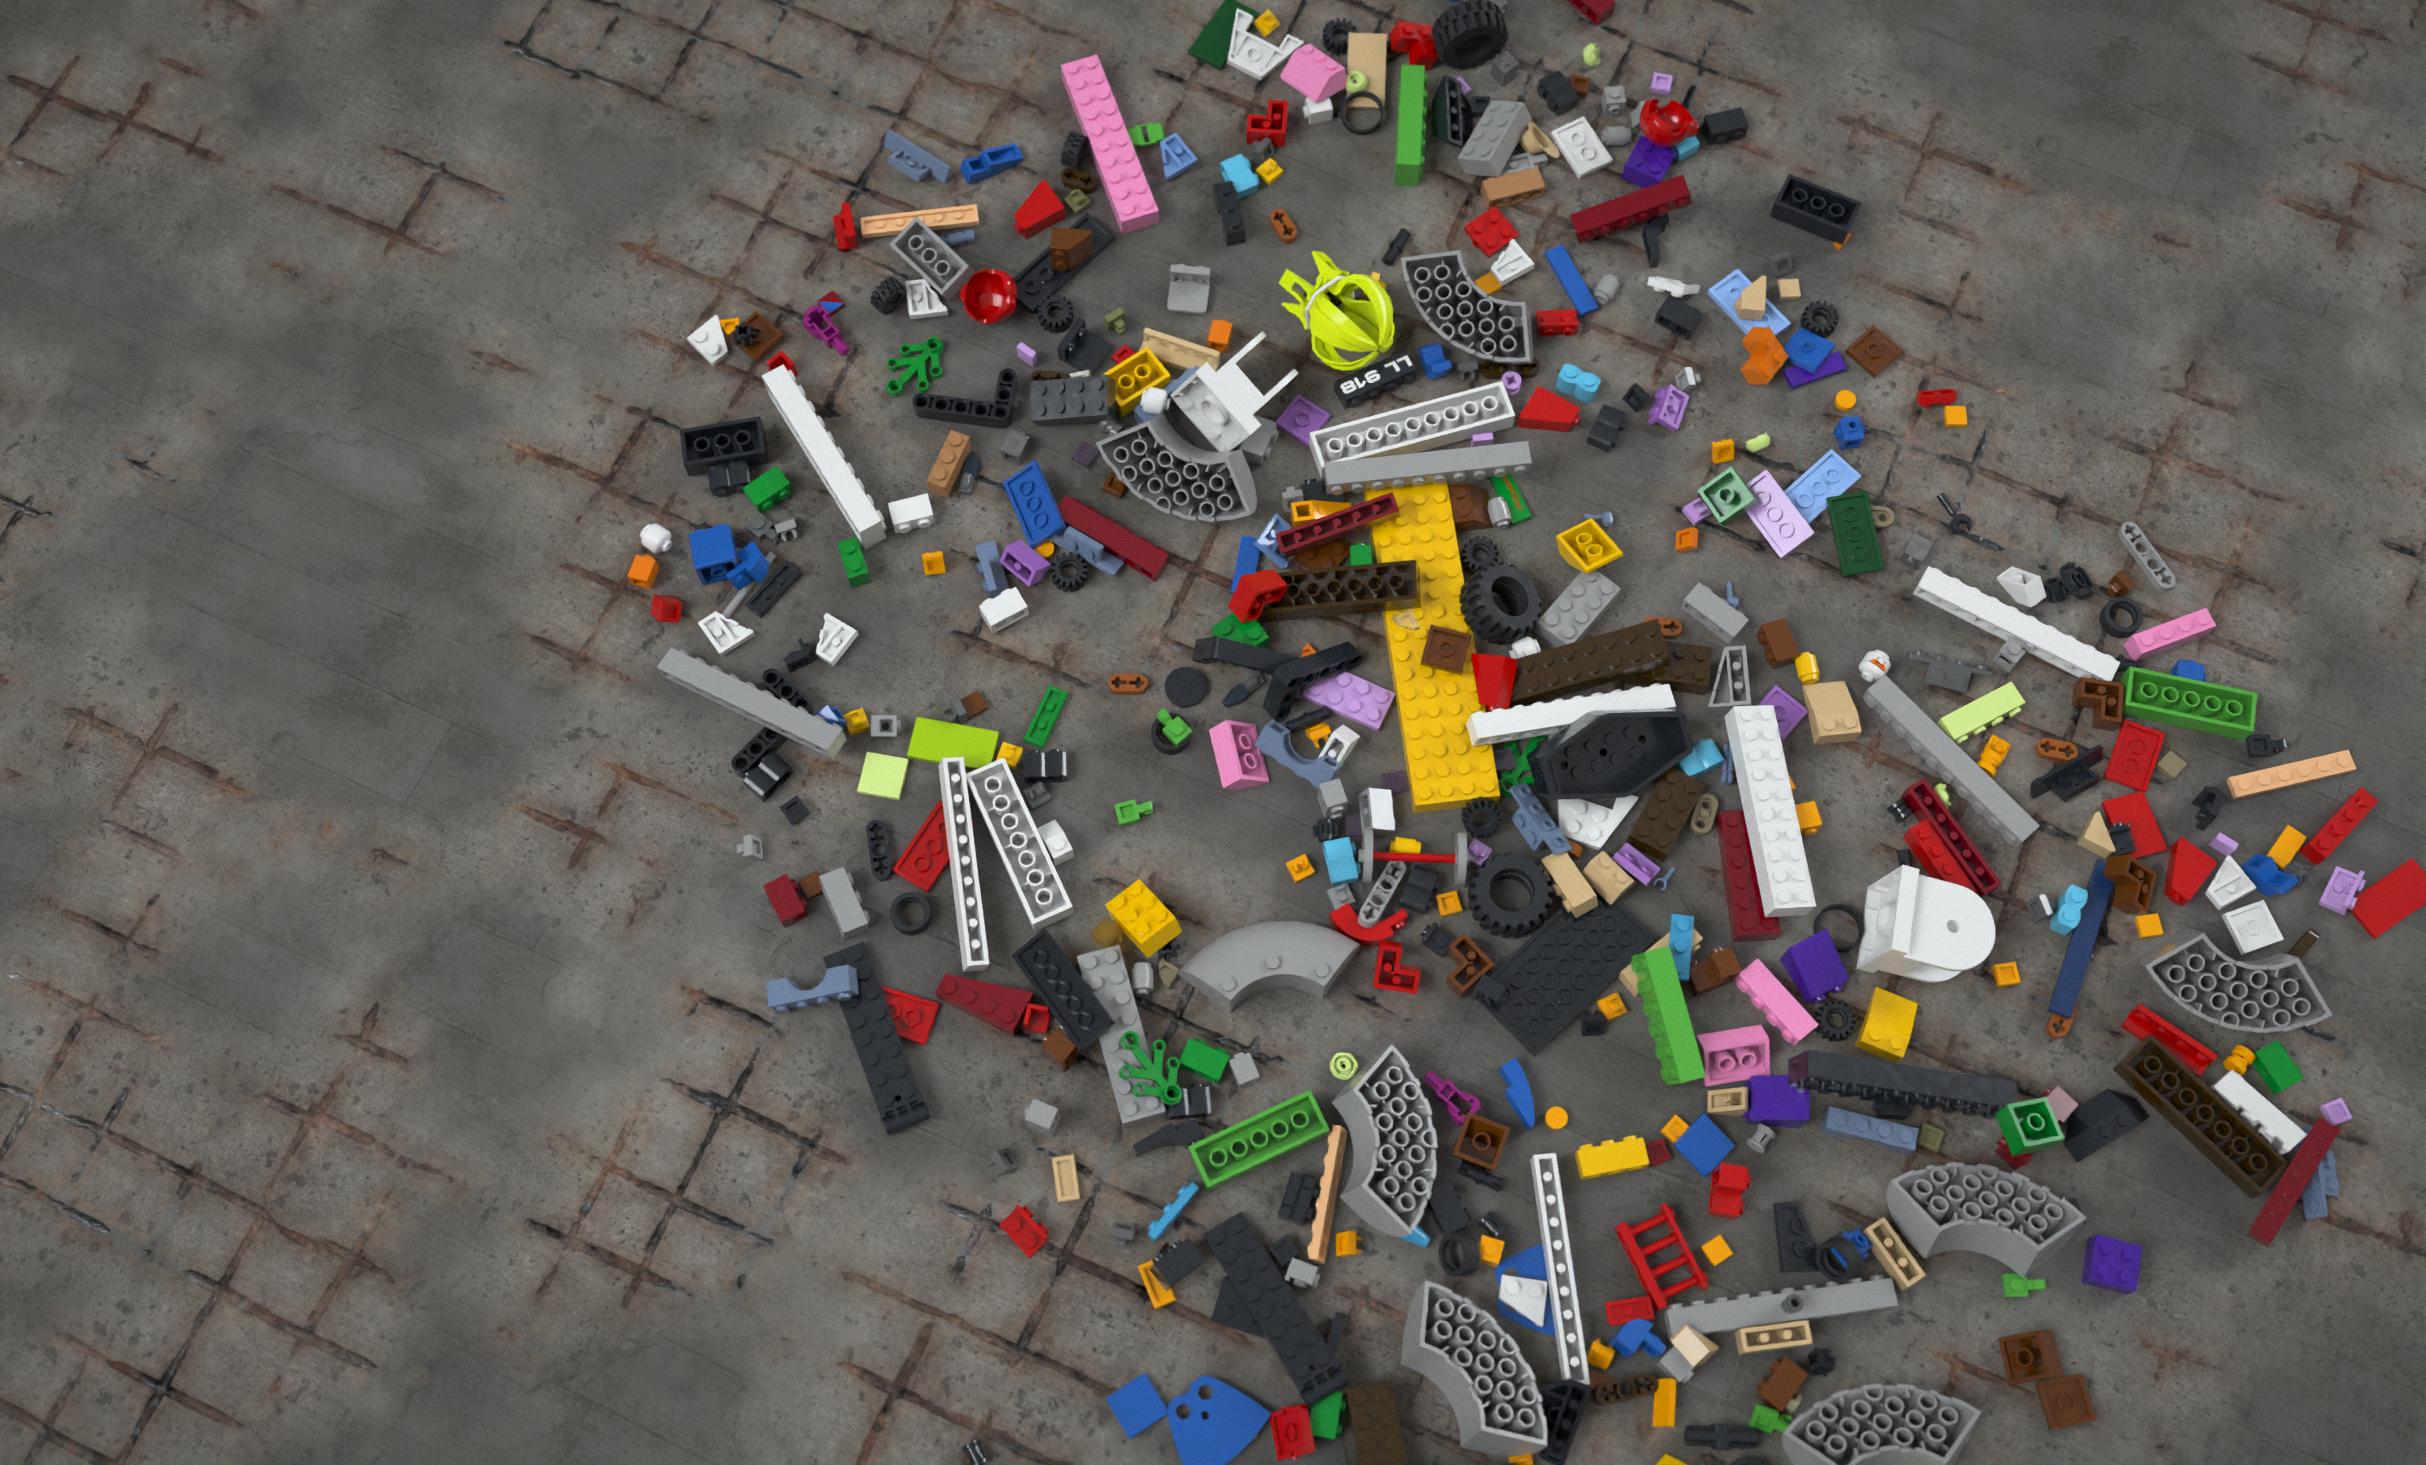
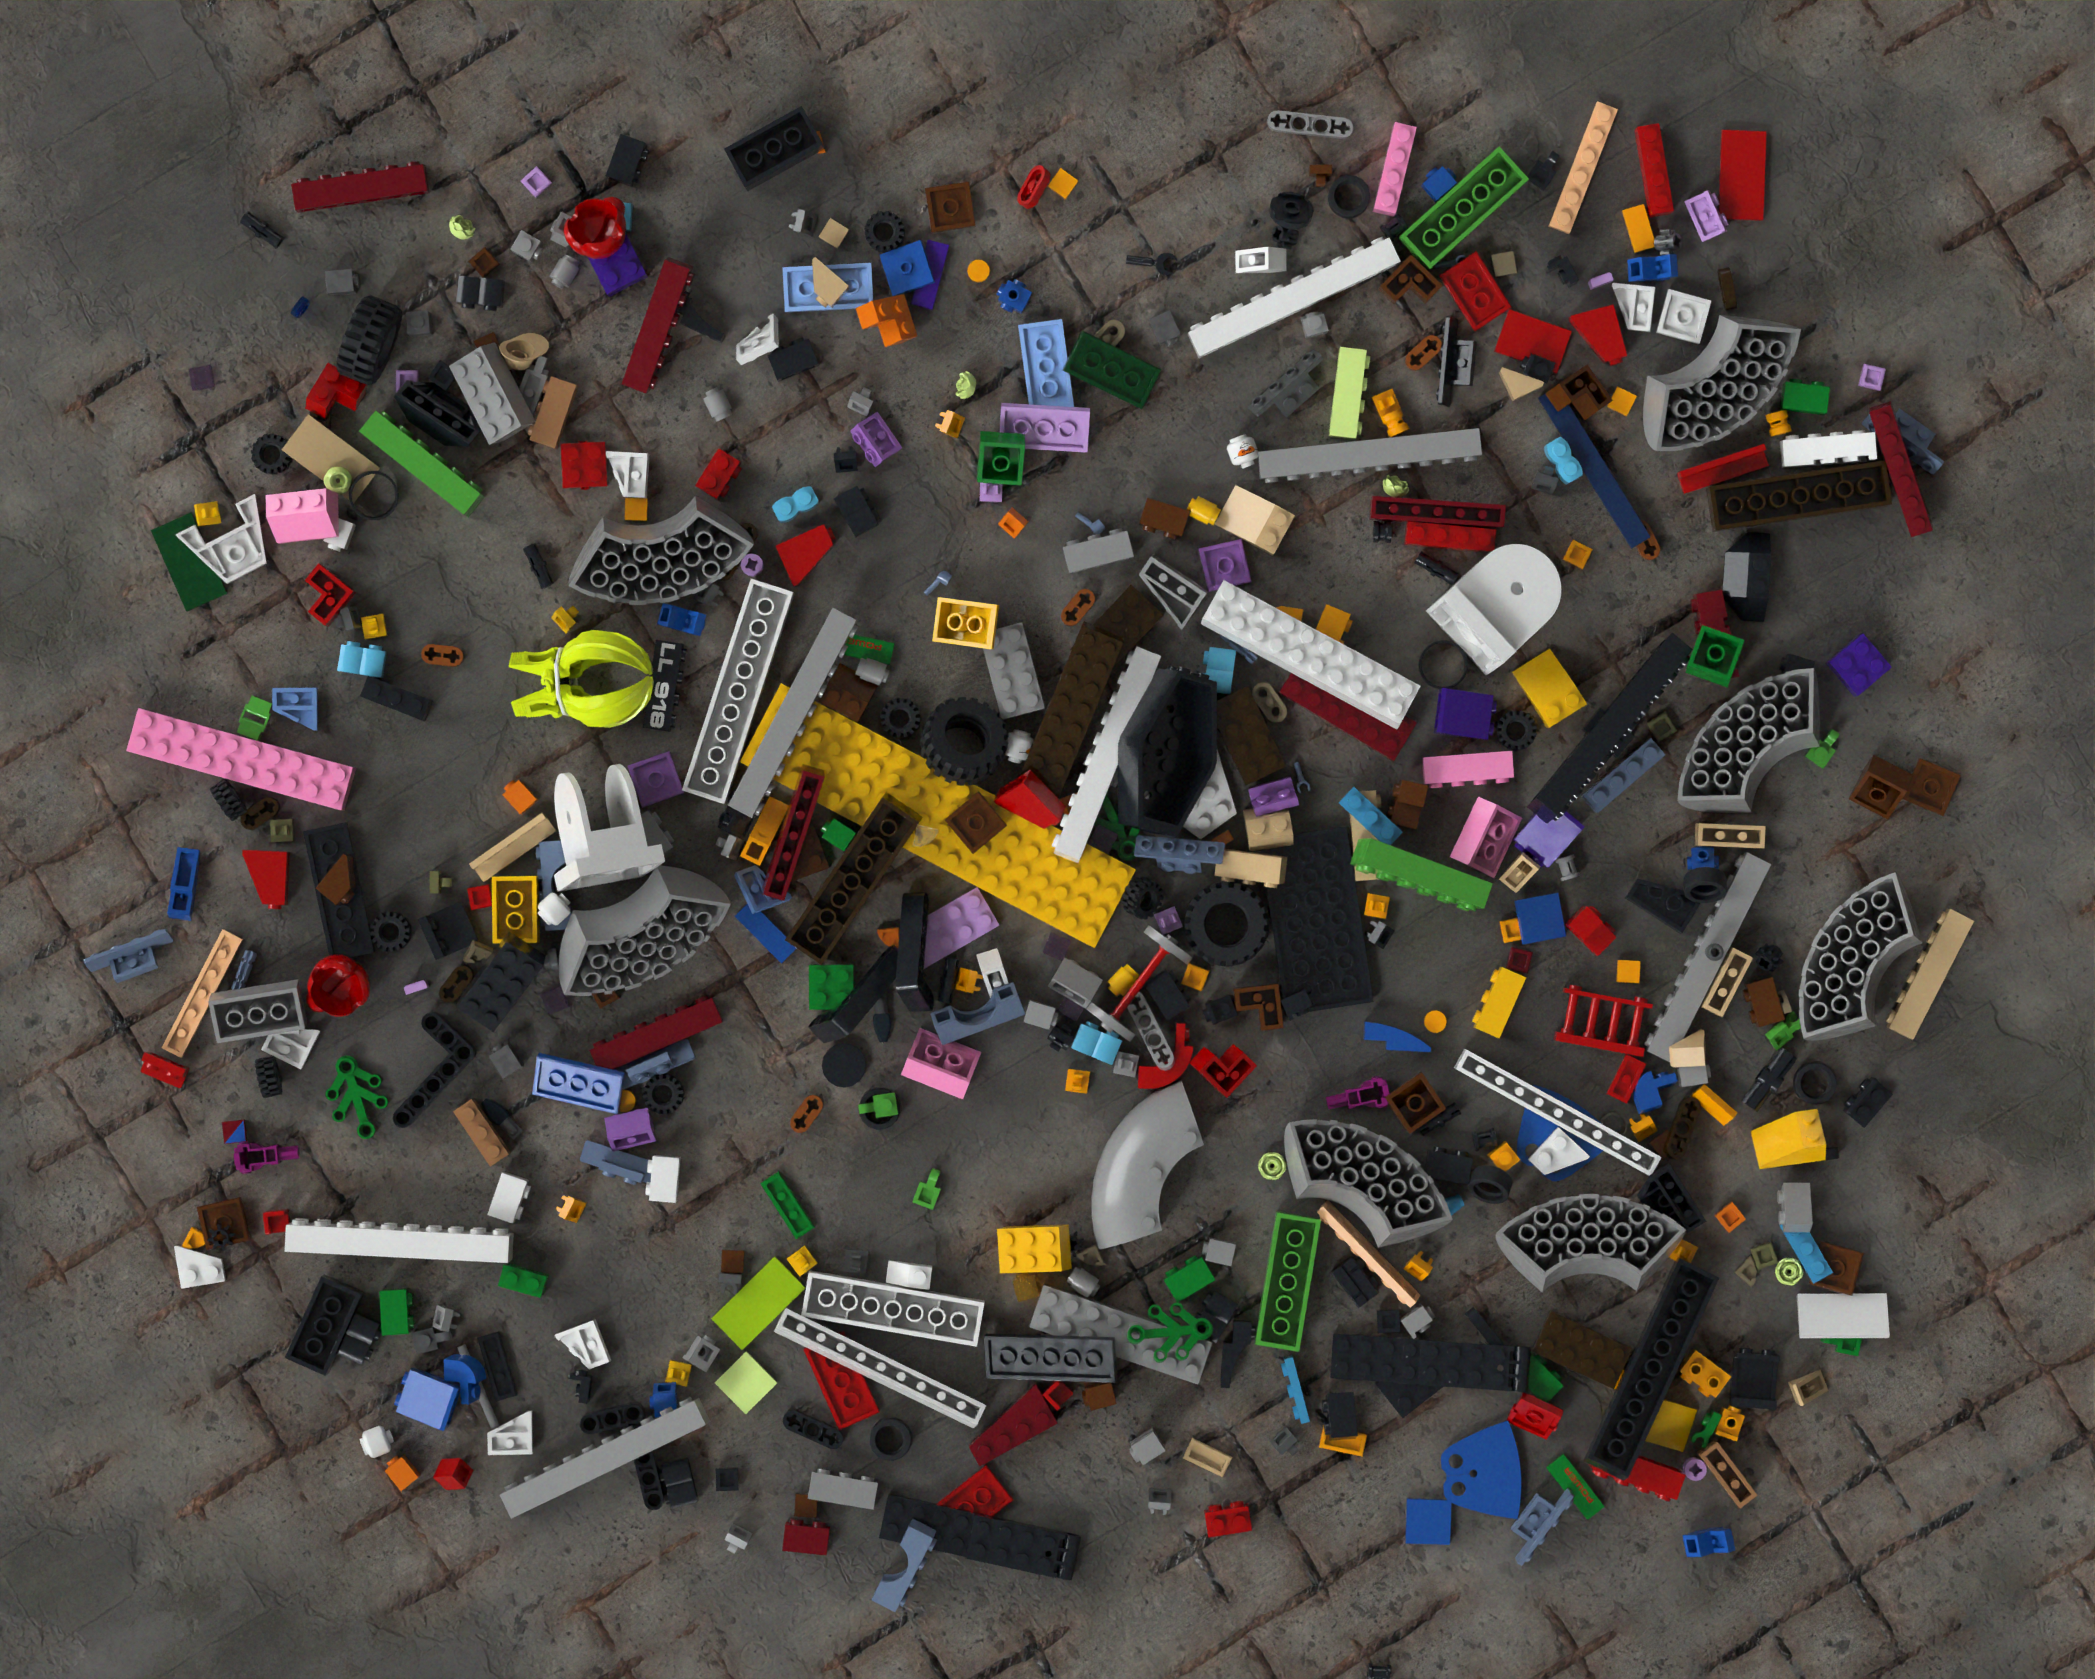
camera: 55 degrees left, 20 degrees up
(1045, 766) = (835, 1238): black brick -> none
(1188, 289) = (452, 793): light grey bracket -> none
(1254, 592) = (811, 953): red brick -> none
(1482, 439) = (791, 634): lavender tile -> none
(1571, 280) = (685, 428): blue tile -> none
(1581, 147) = (552, 311): white tile -> none

